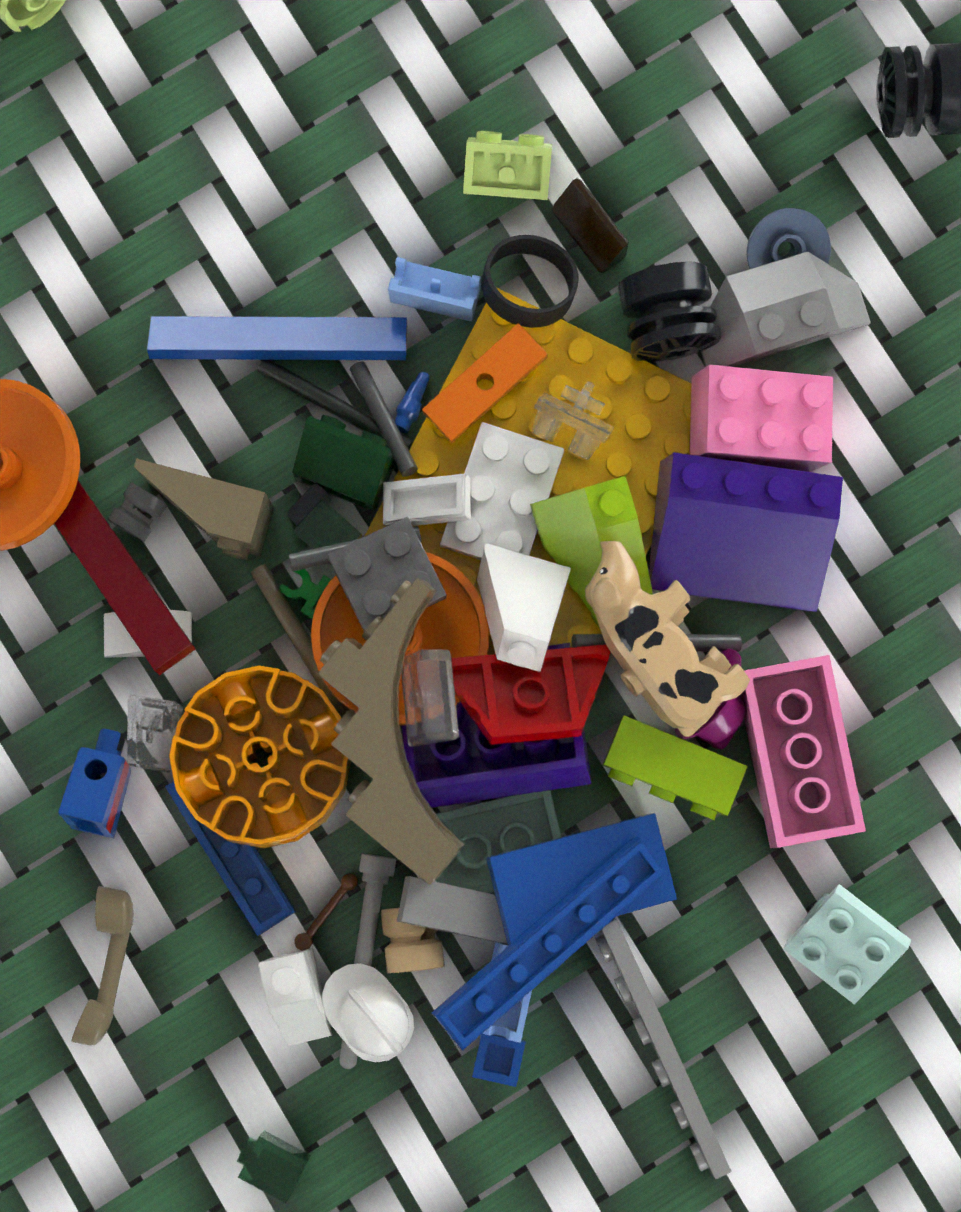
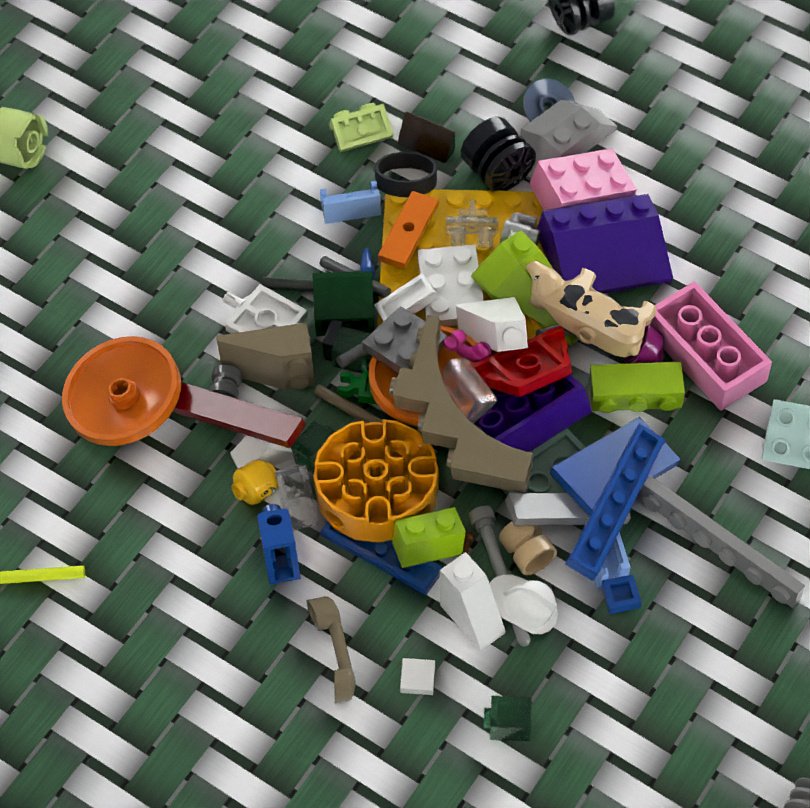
camera: 25 degrees left, 25 degrees down
(110, 679) = (254, 482): none -> yellow head
(192, 1048) = (417, 676): none -> white tile
(210, 660) = (309, 443): none -> clear green brick
(237, 431) = (262, 311): none -> white plate
(277, 338) = (266, 263): tile -> none
(288, 873) = (428, 537): none -> lime brick
(452, 611) = (472, 353): none -> dark pink arm
(630, 460) = (521, 222): none -> light grey piece

